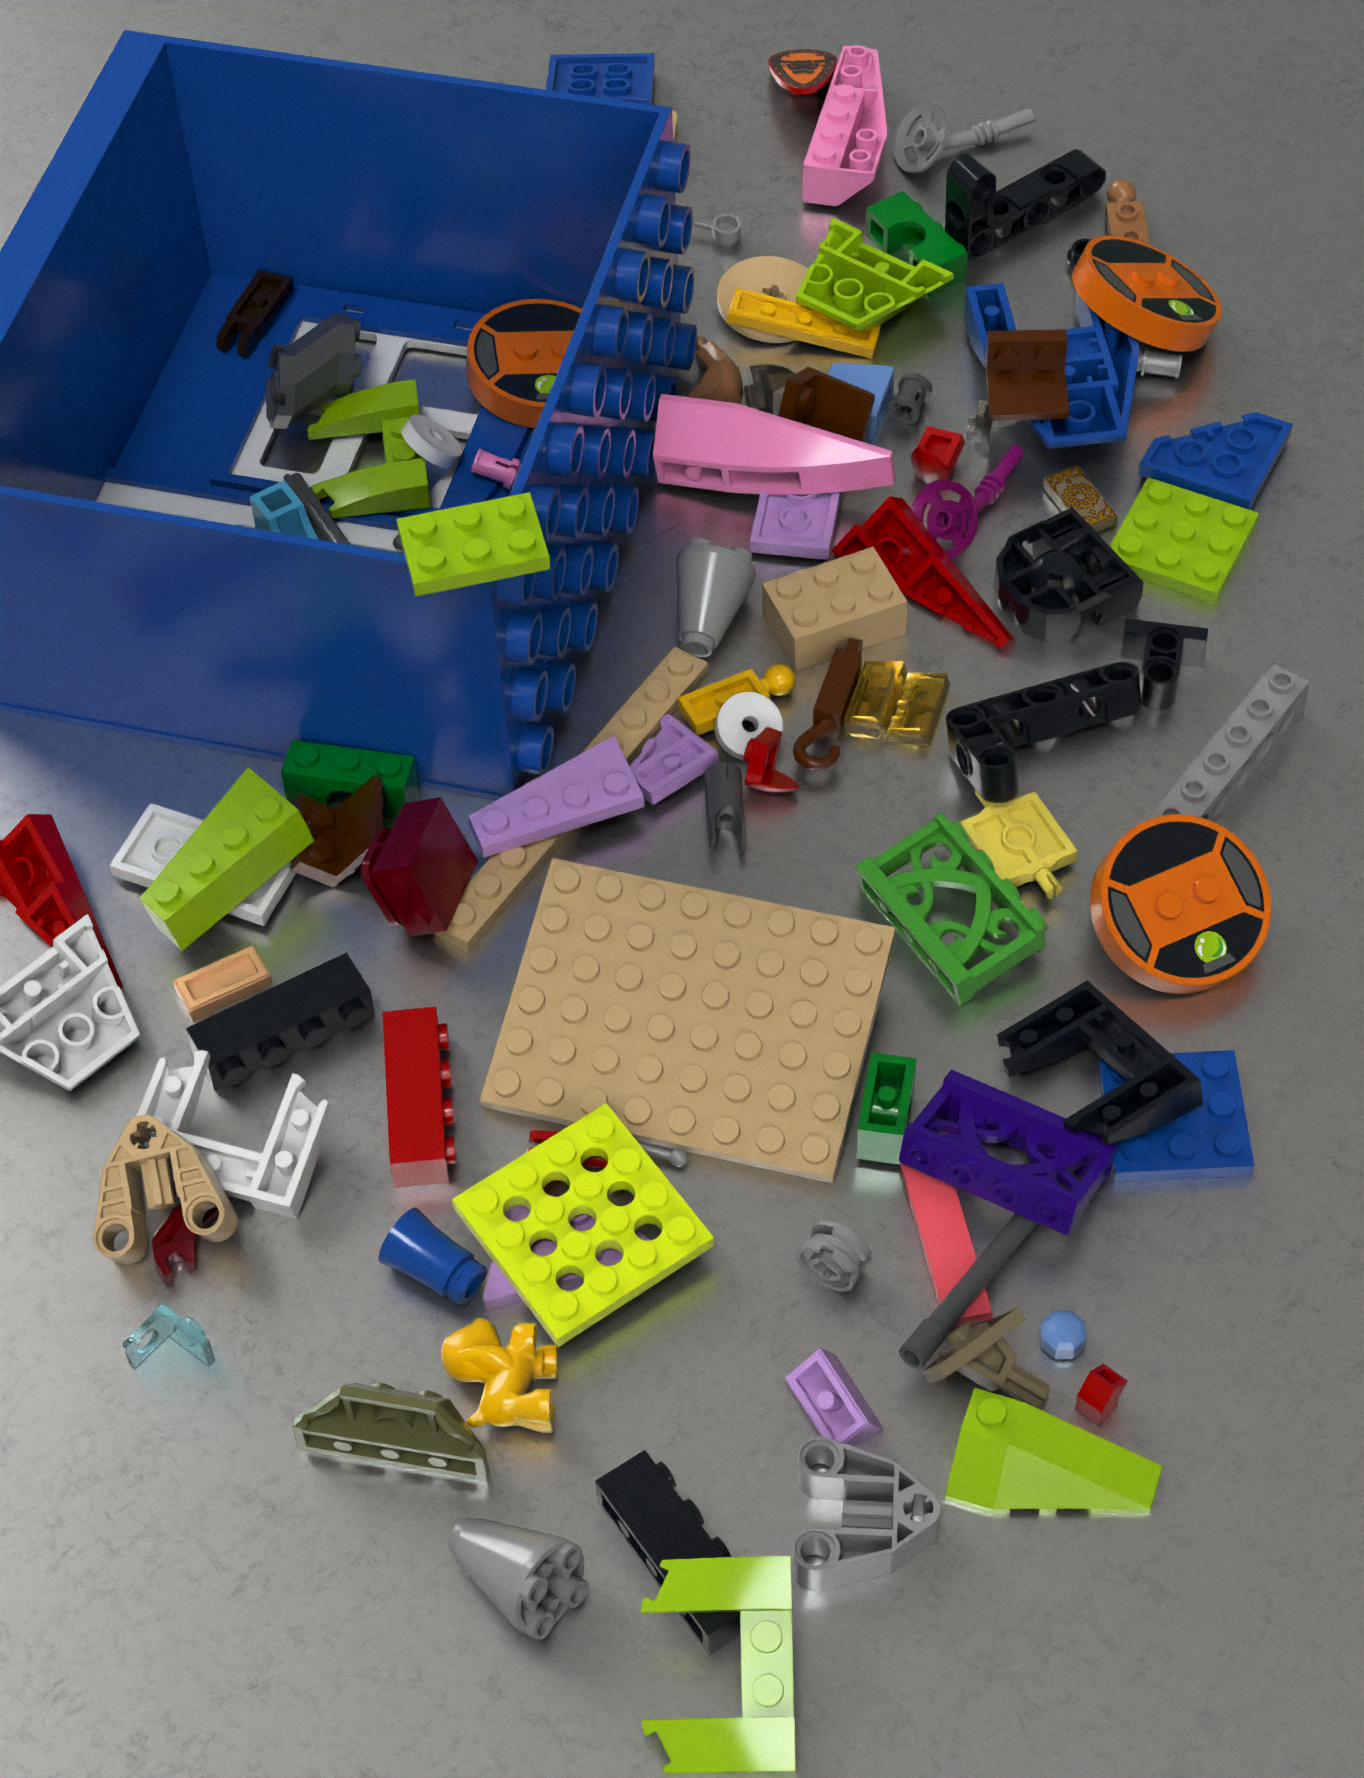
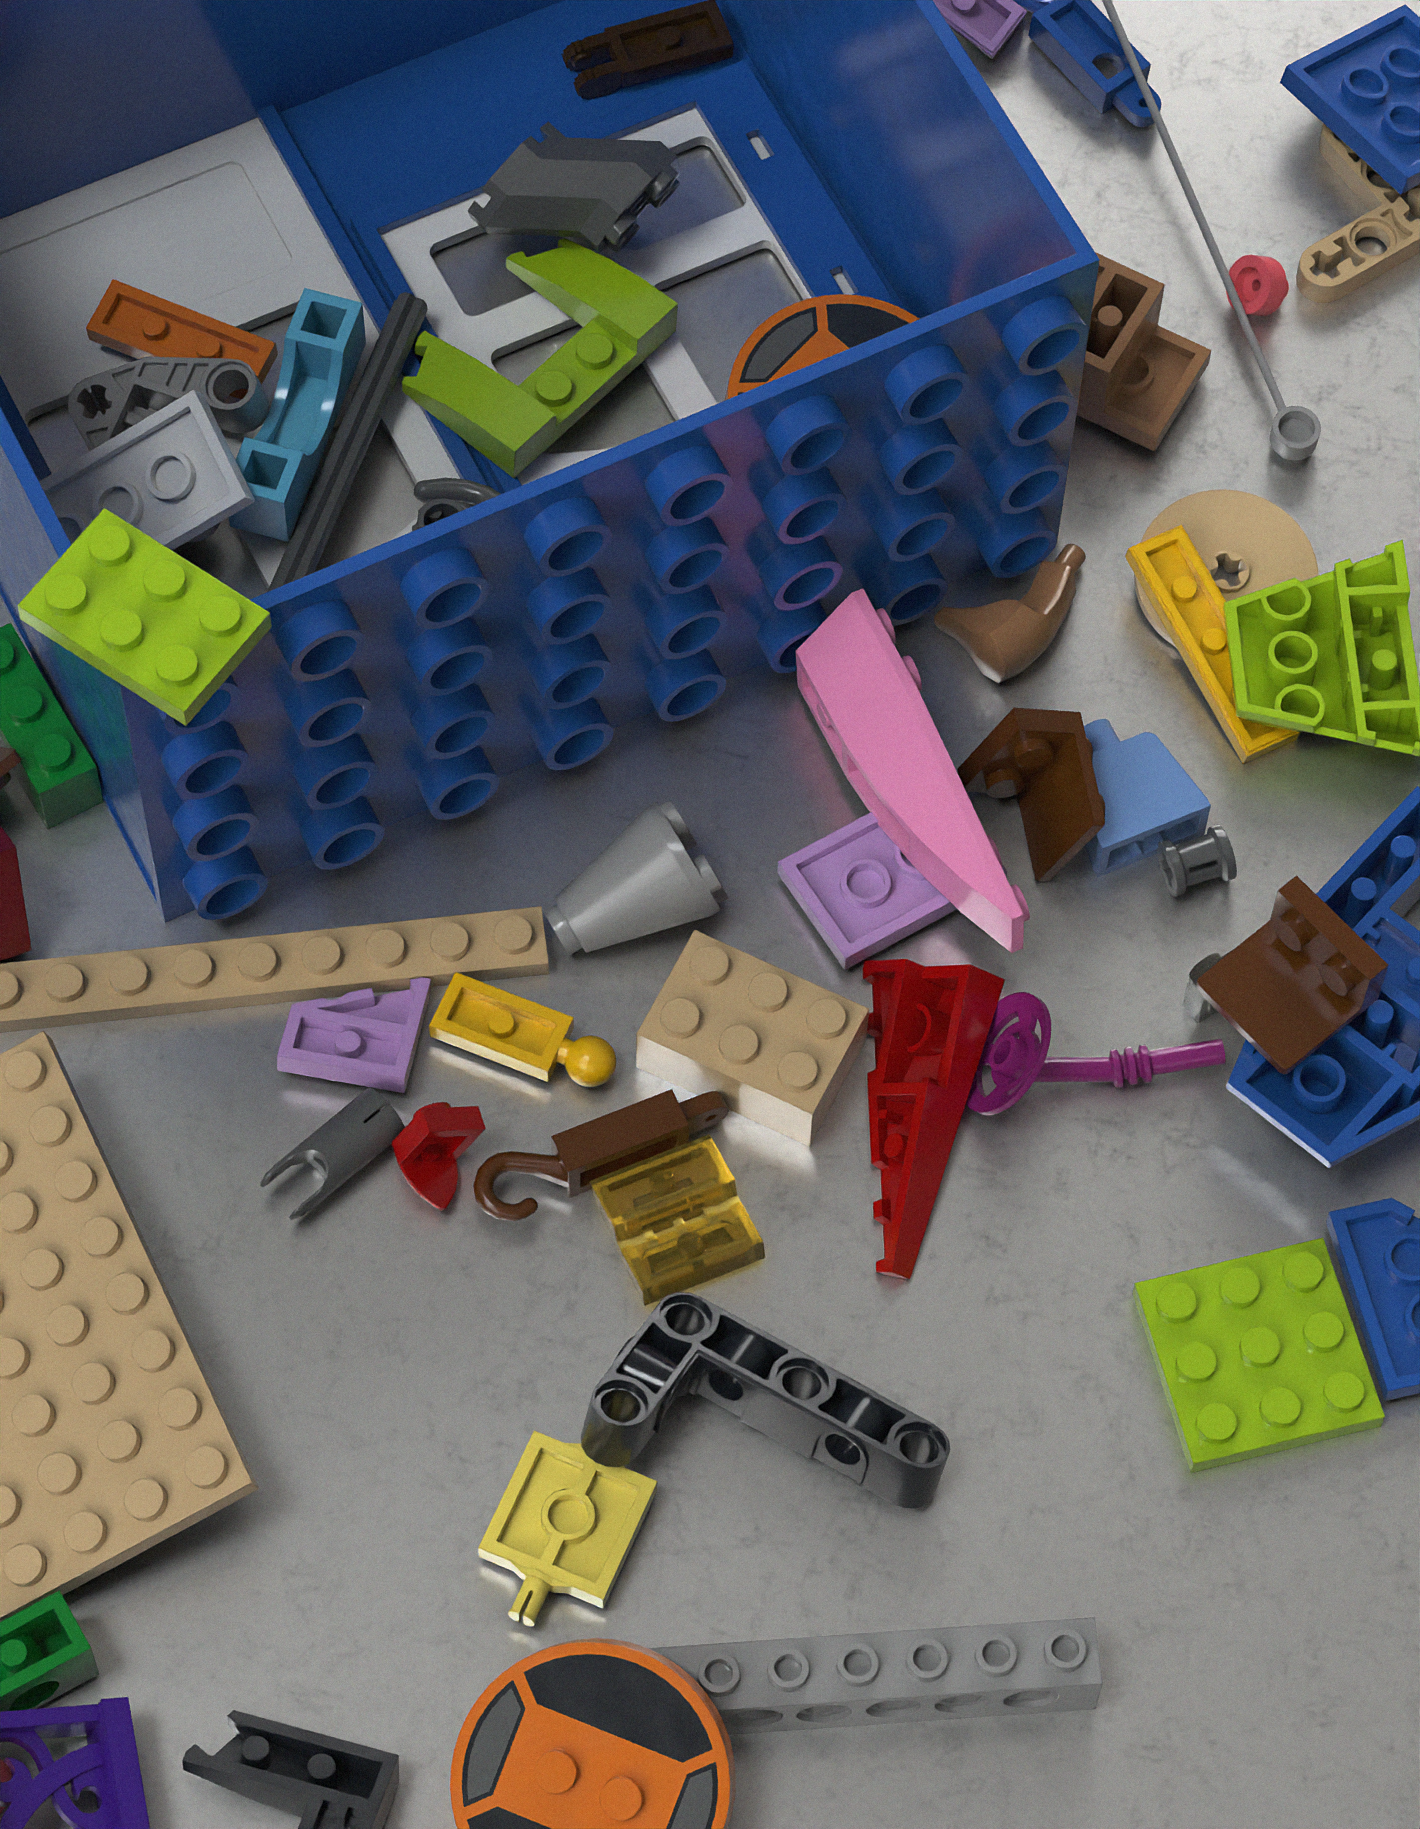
camera: 45 degrees right, 10 degrees up
(431, 441) = (573, 404): white piece -> none
(565, 798) = (189, 972): lavender wing -> none
(743, 707) = (504, 1063): white piece -> none
(762, 382) = (1058, 670): clear smoke plate -> none
(936, 454) = (1125, 962): red plate -> none
(950, 961) = (356, 1433): bright green fence -> none
(1057, 551) = (995, 1204): black connector -> none
(1075, 490) = (1211, 1186): tile -> none
(1163, 651) = (1004, 1491): black tile -> none

